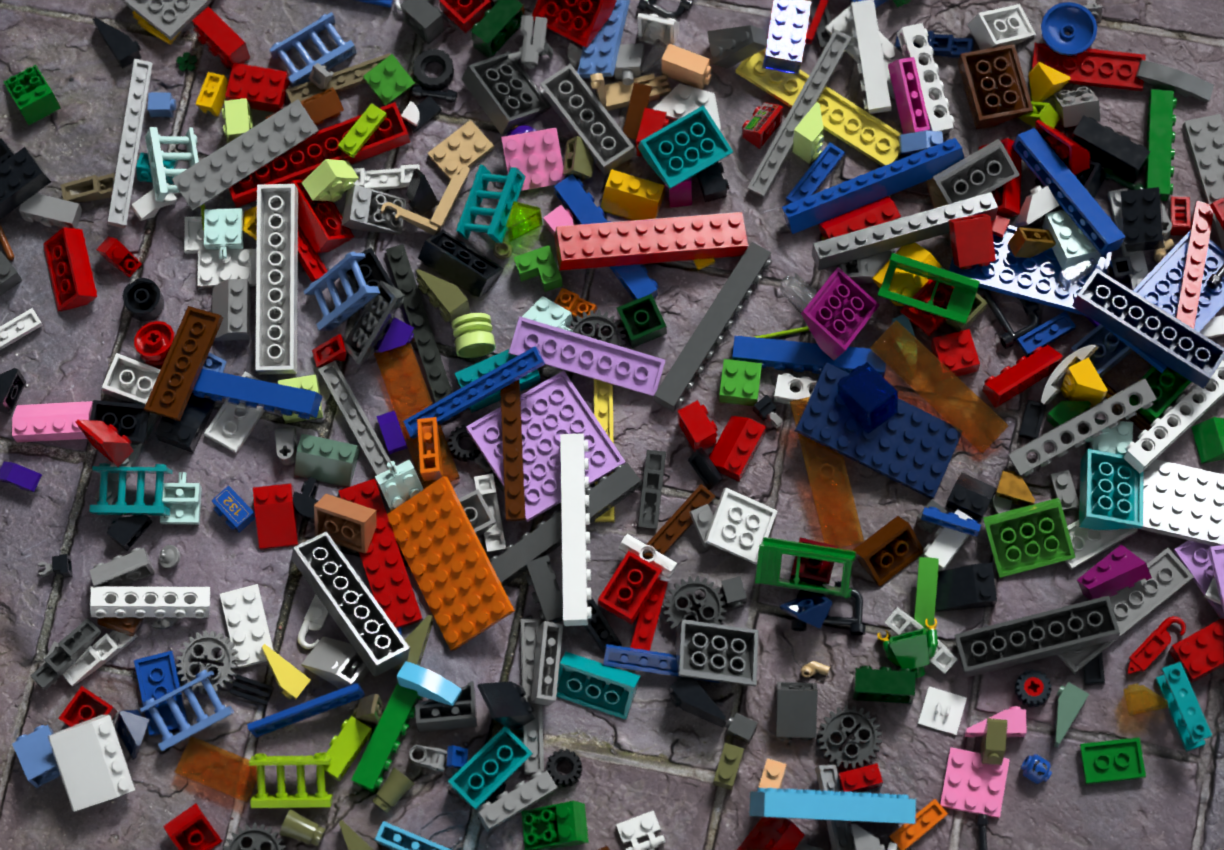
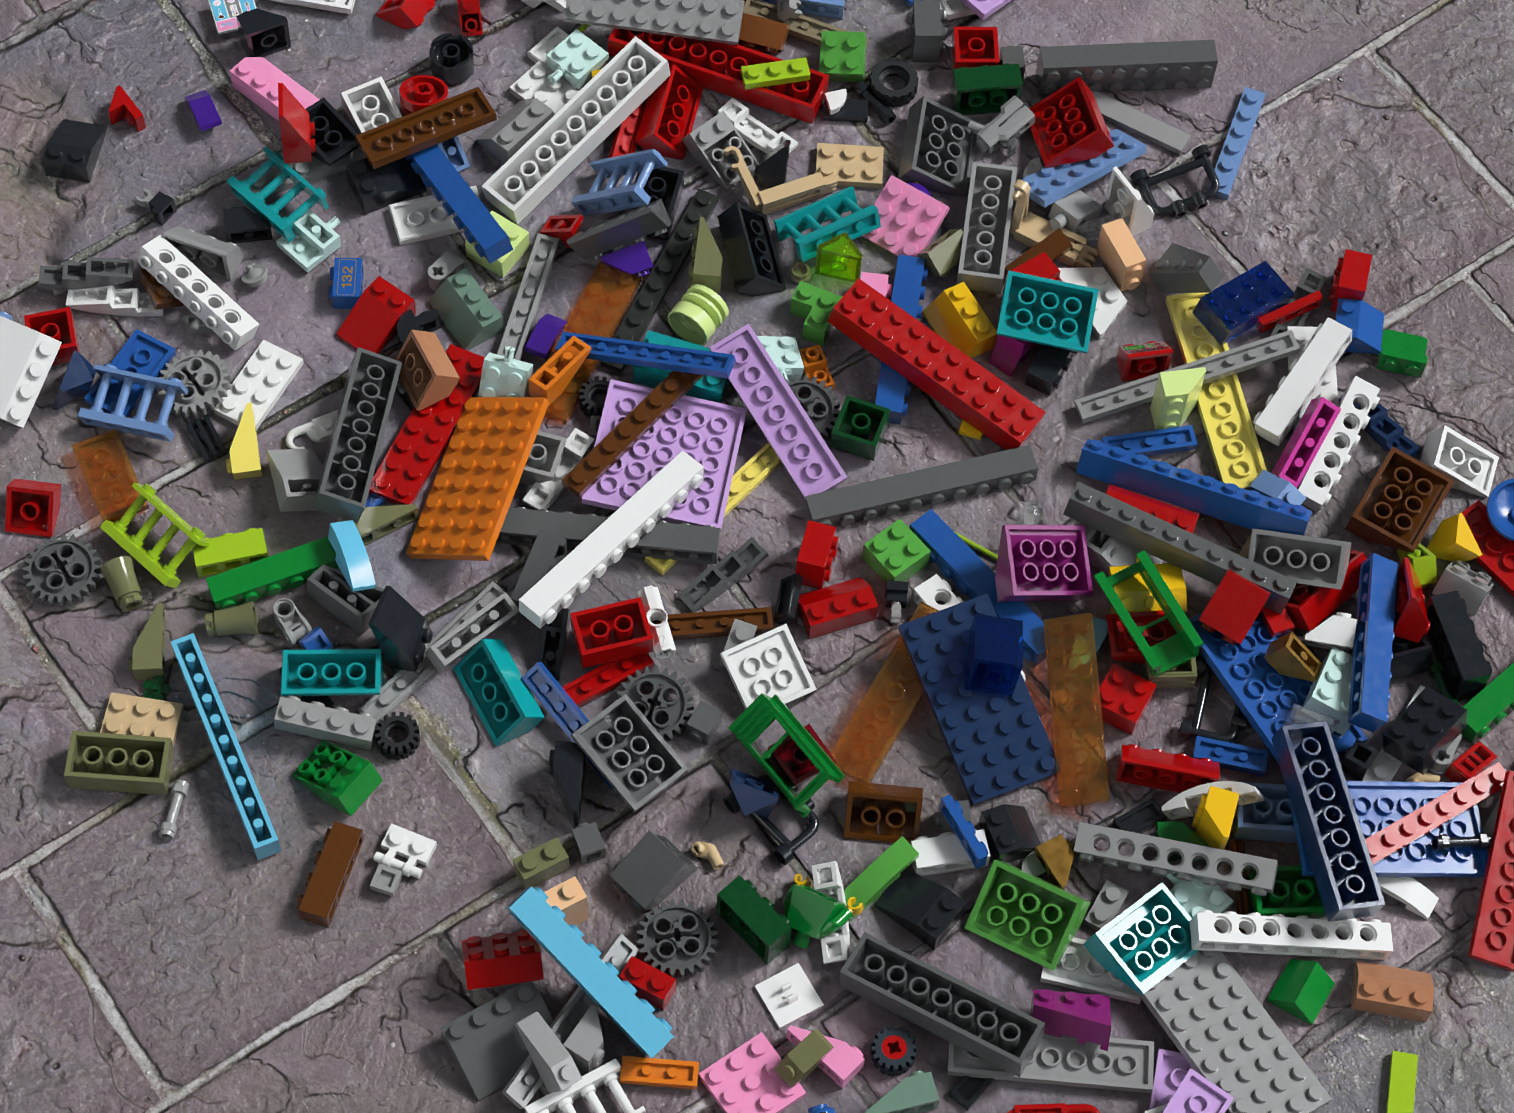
camera: 35 degrees right, 10 degrees down
(306, 710) = (230, 490): blue tile -> none
(330, 180) = (706, 90): yellowish green brick -> none
(369, 710) = (282, 535): dark tan slope -> none

